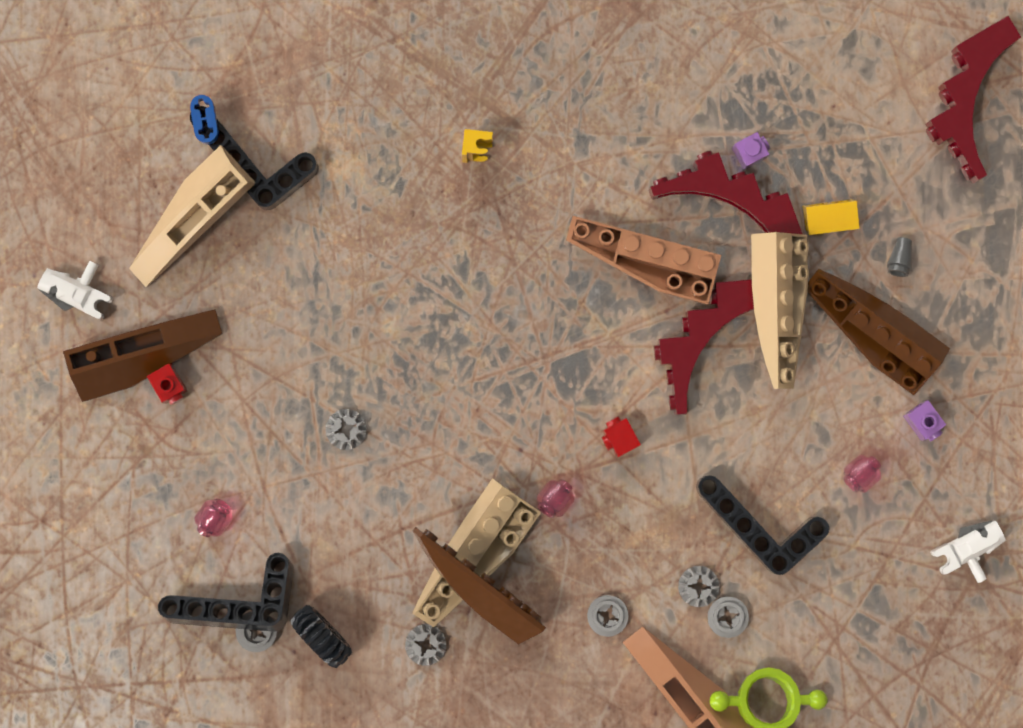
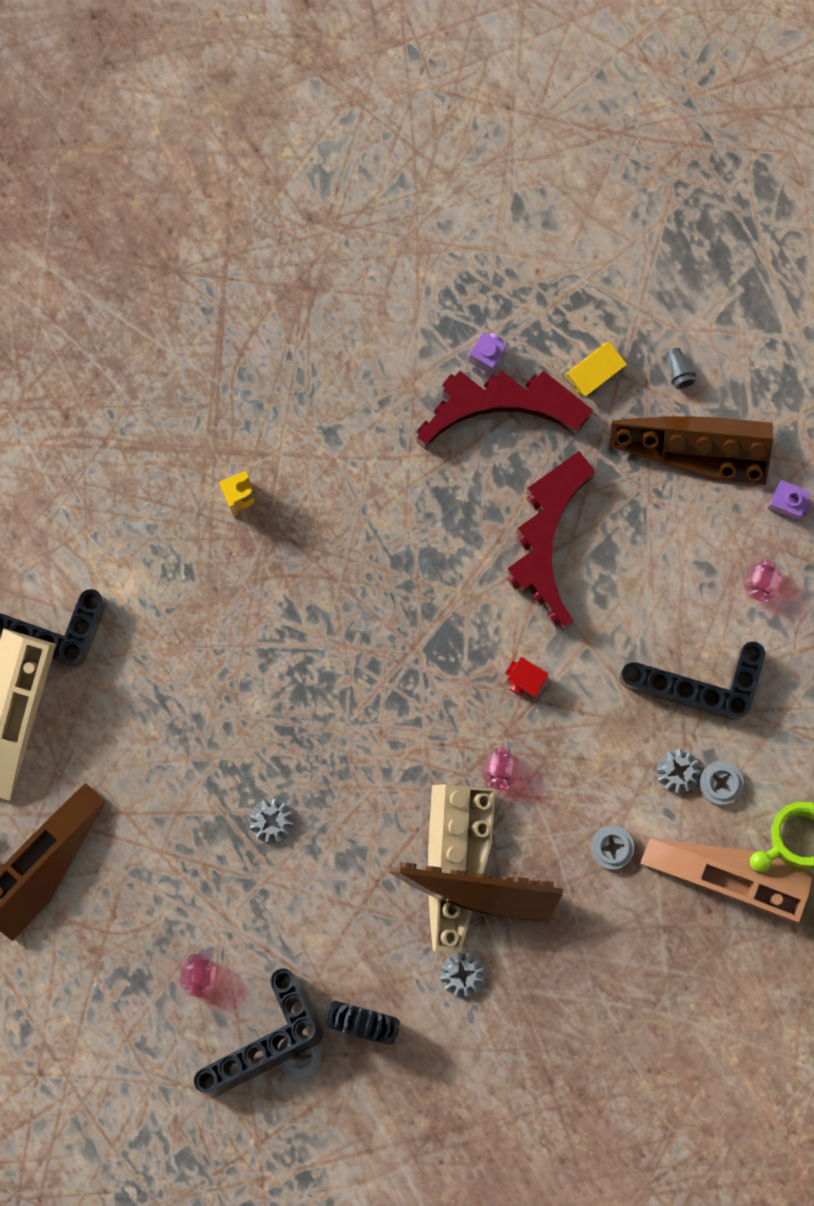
camera: 25 degrees left, 5 degrees down
(167, 384) = (82, 877): red brick -> none
(651, 260) = (456, 502): nougat wedge -> none
(780, 300) = (594, 468): tan wedge -> none
(959, 92) = (642, 191): dark red arch -> none

